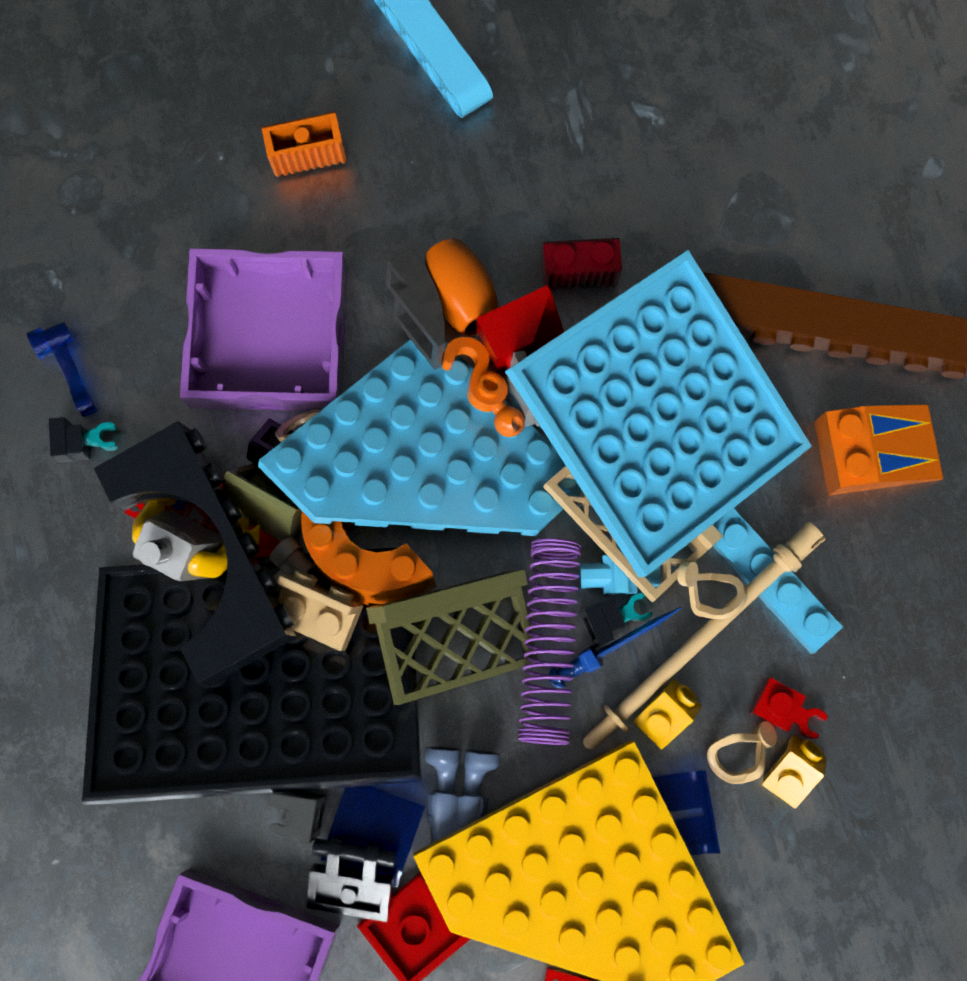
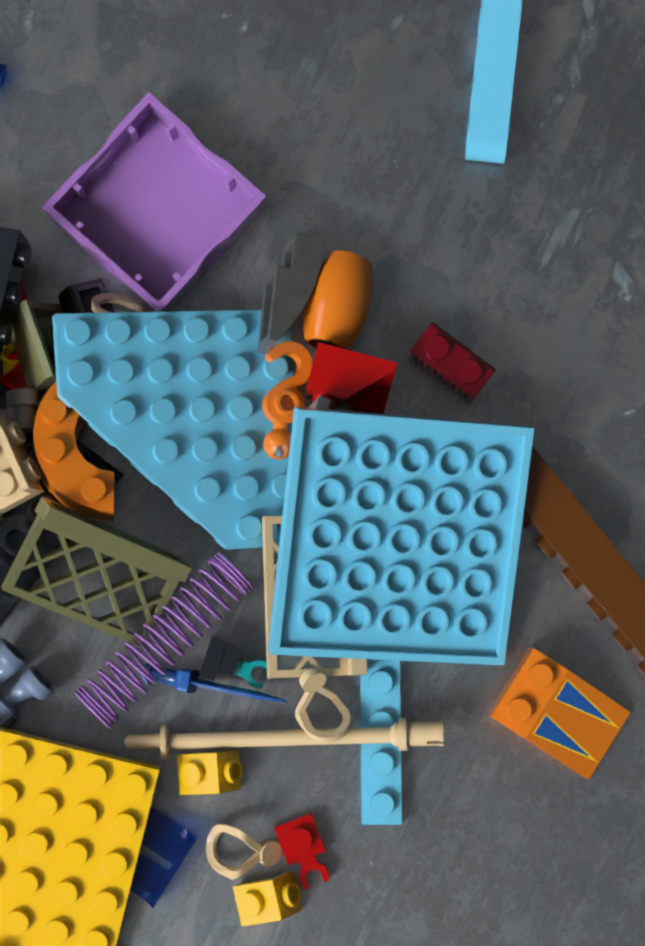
camera: 40 degrees right, 5 degrees up
(304, 144) = (314, 77): orange brick -> none
(611, 578) = (252, 627): medium azure axle -> none

